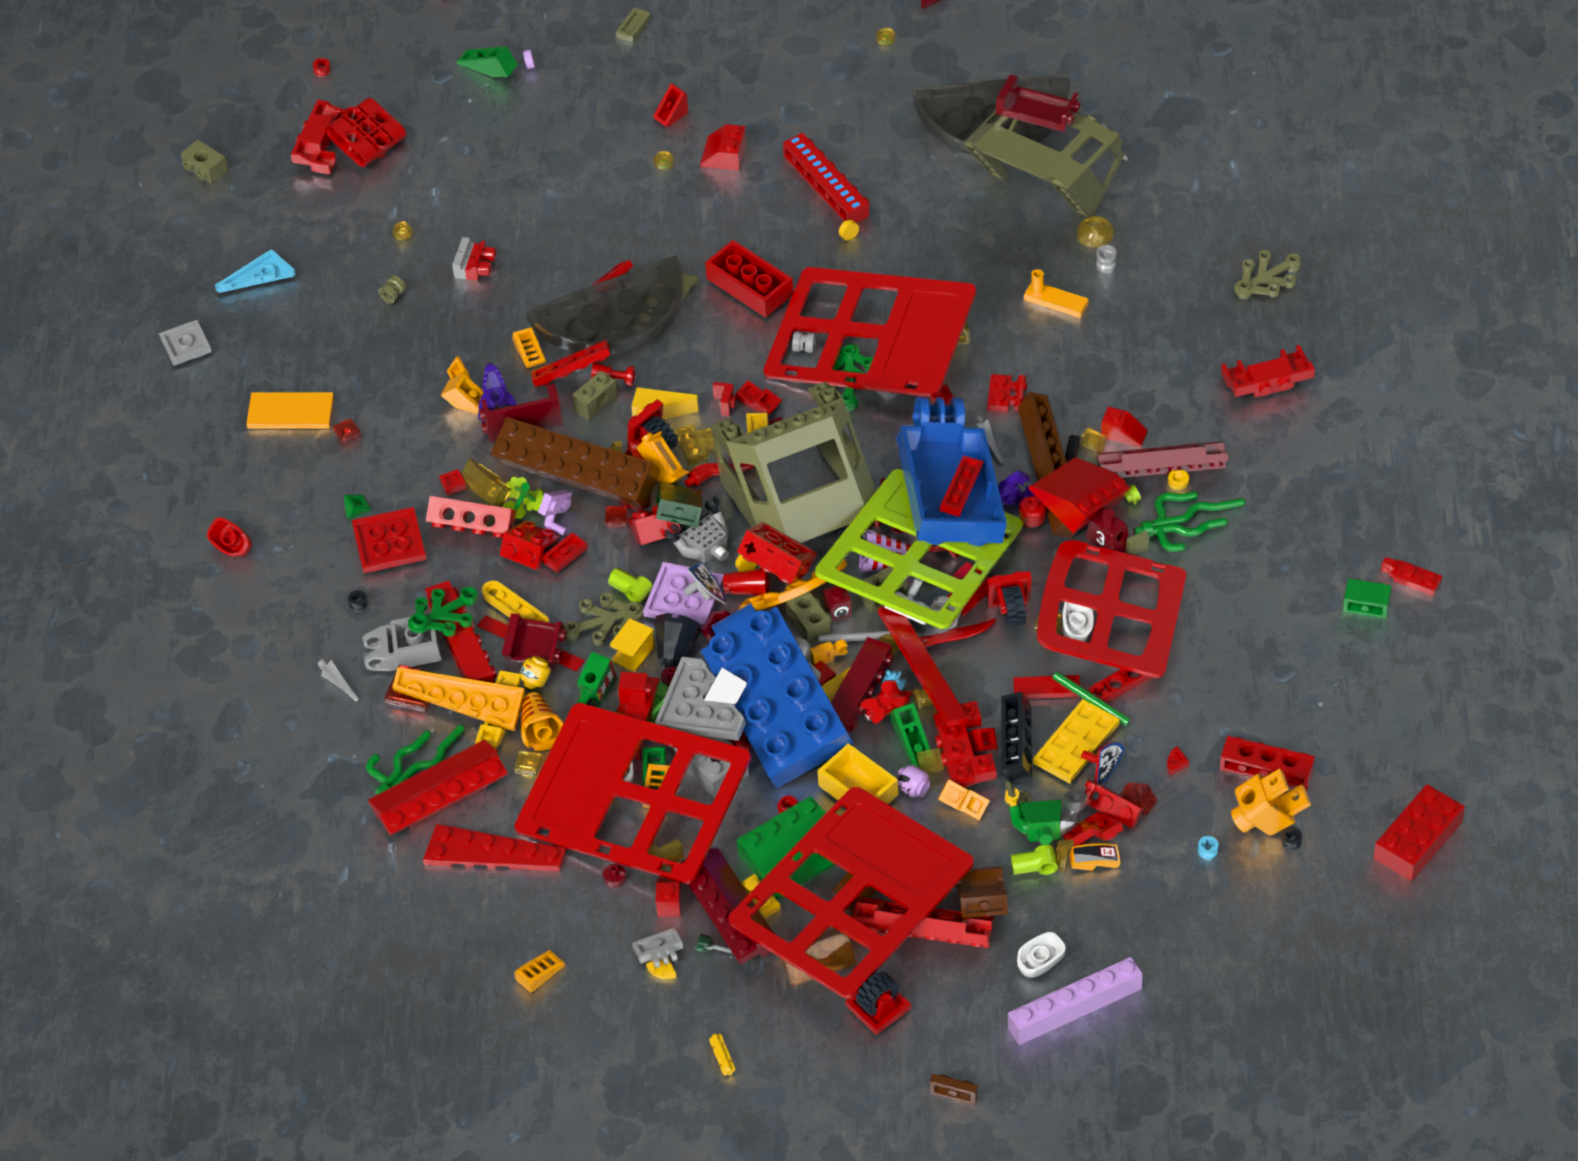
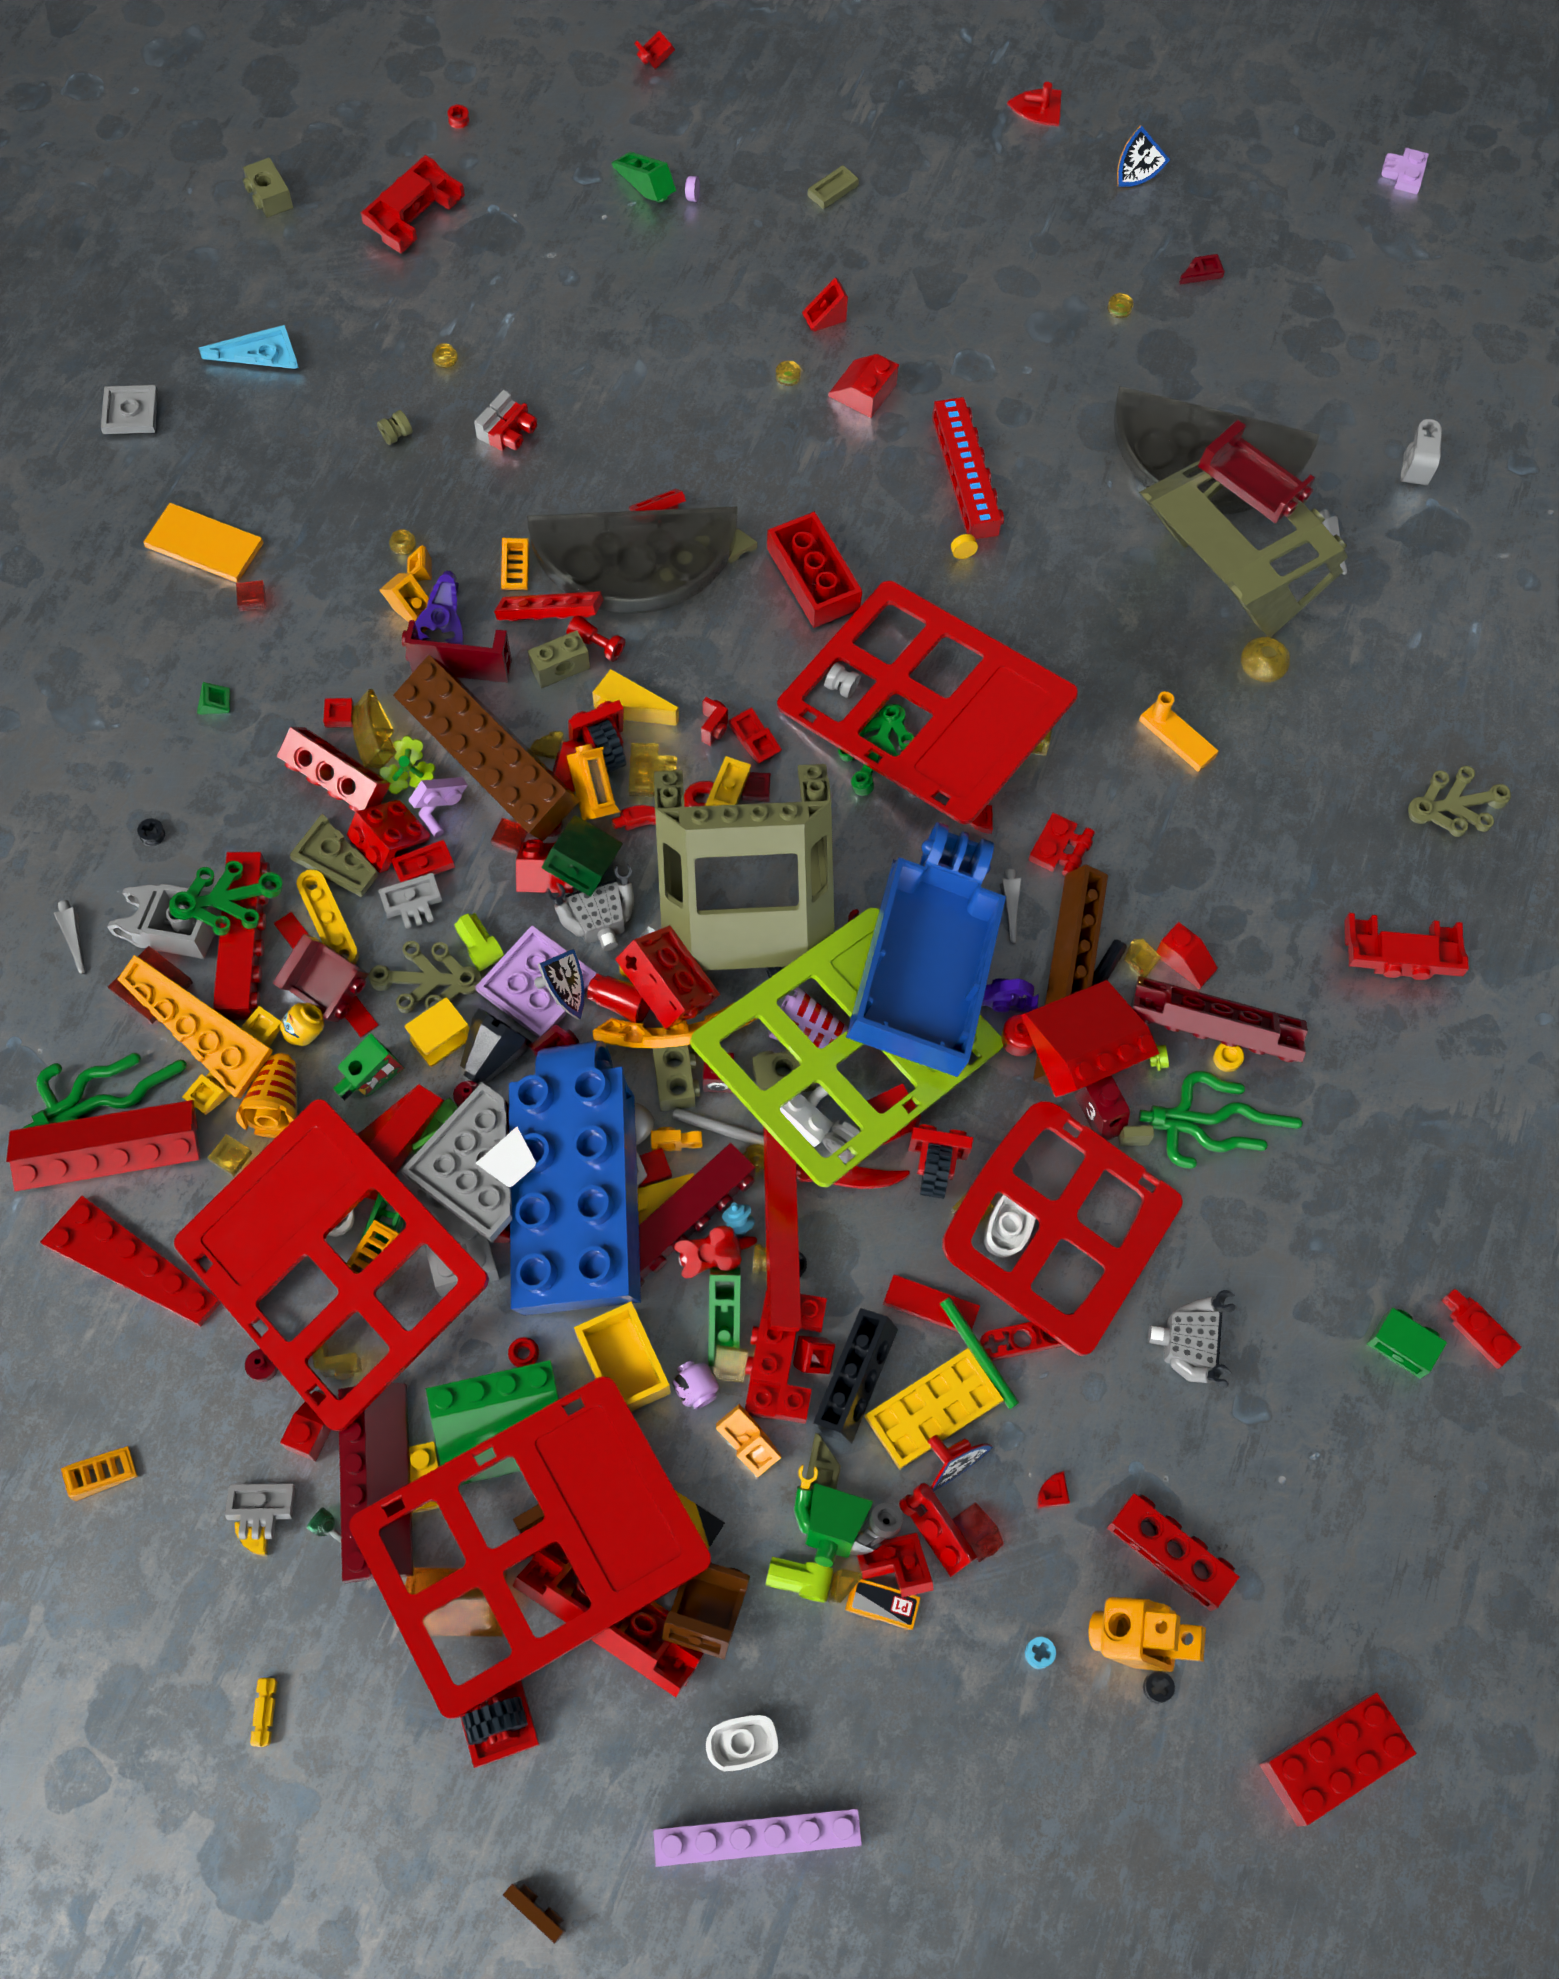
camera: 15 degrees right, 15 degrees up
(229, 538) = (42, 690): red piece -> none
(365, 132) = (451, 235): red connector -> none
(388, 540) = (225, 763): red plate -> none
(438, 361) = (402, 536): none -> clear yellow plate
(492, 567) = (329, 853): none -> olive wing
(568, 576) = (411, 899): none -> light grey hinge
(634, 688) = (398, 1107): red brick -> none
(961, 486) = (938, 974): red plate -> none
(1106, 259) = (1263, 703): light grey wheel -> none
(1148, 63) = (1422, 454): none -> light grey piece
(1228, 642) = (1194, 1339): none -> light grey torso

